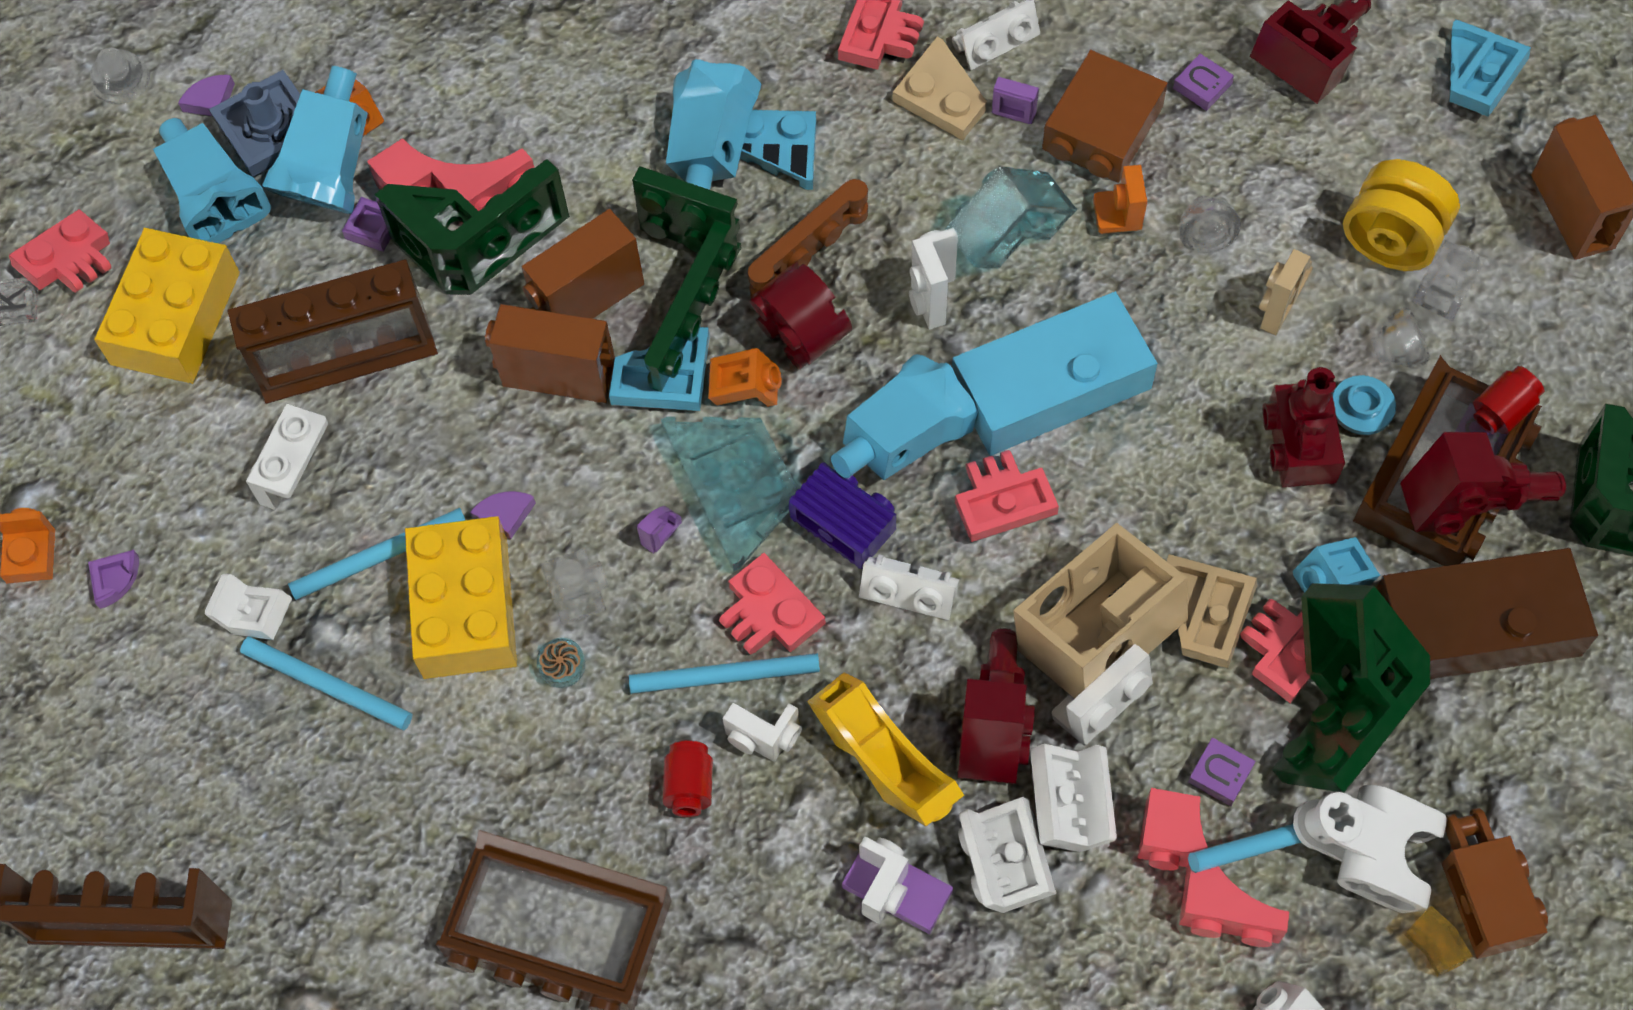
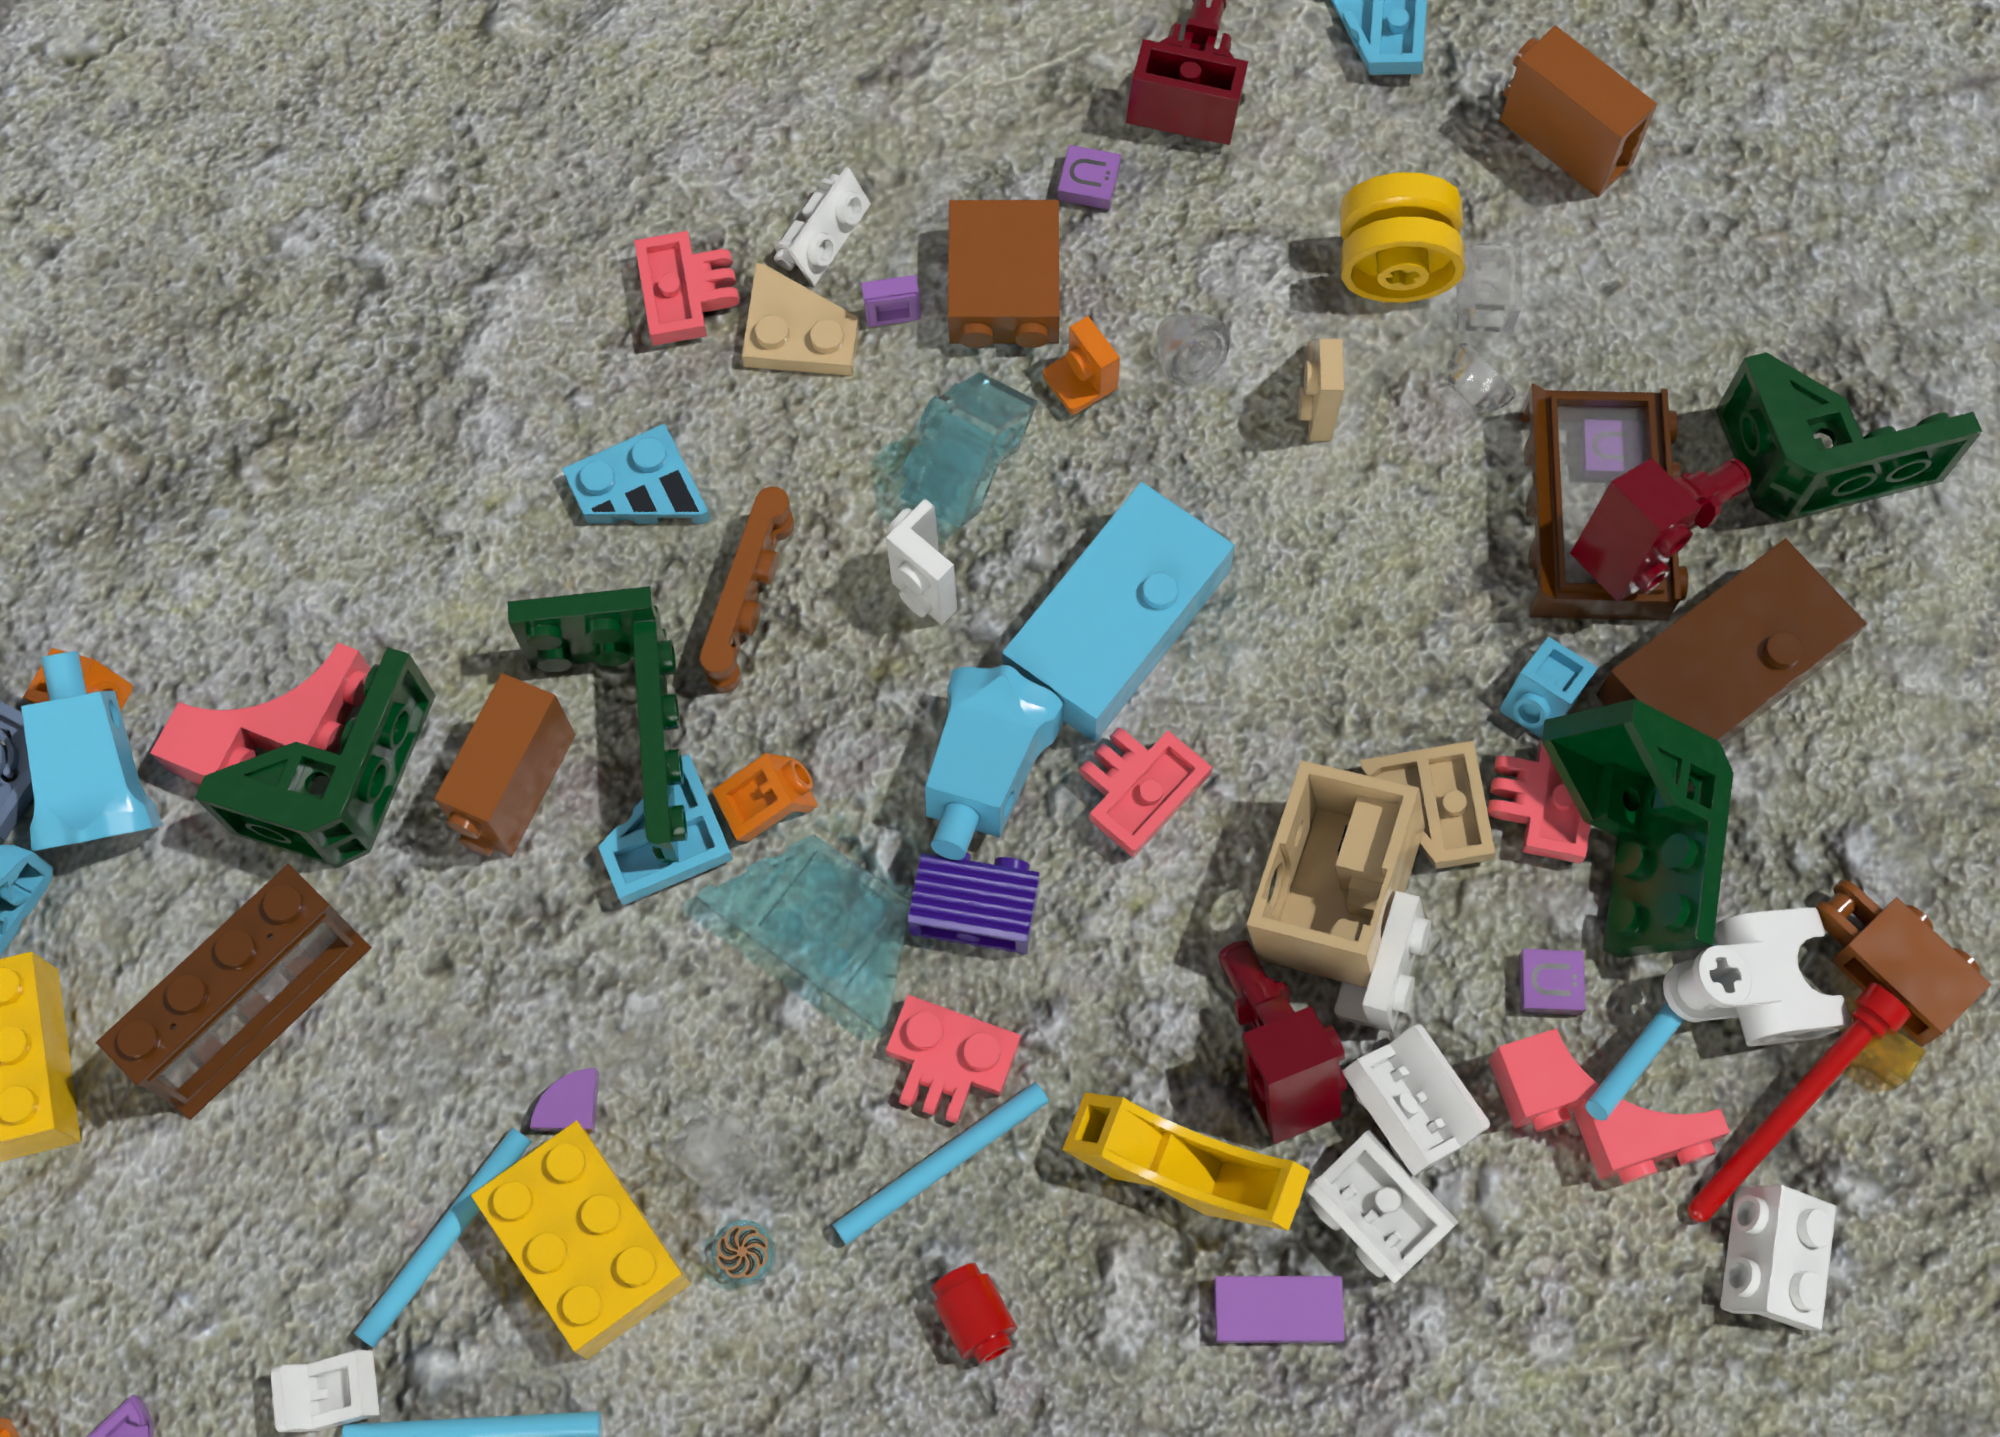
camera: 30 degrees left, 5 degrees up
(285, 455) = (264, 1177): white bracket -> none
(367, 226) = (190, 829): medium lavender tile -> none
(552, 353) = (522, 883): dark orange brick -> none
(657, 528) = (767, 1028): medium lavender tile -> none
(710, 120) = (549, 500): medium azure piece -> none
(752, 733) = (1016, 1220): white bracket -> none
(801, 313) = (793, 684): dark red brick -> none
(887, 888) = (1278, 1324): white bracket -> none
(893, 584) = (1122, 944): white hinge -> none
(1305, 431) = (1432, 541): dark red brick -> none
(1364, 405) = (1471, 477): medium azure piece -> none
(1444, 909) = (1875, 1016): none -> red piece
(1508, 400) = (1634, 402): red brick -> none

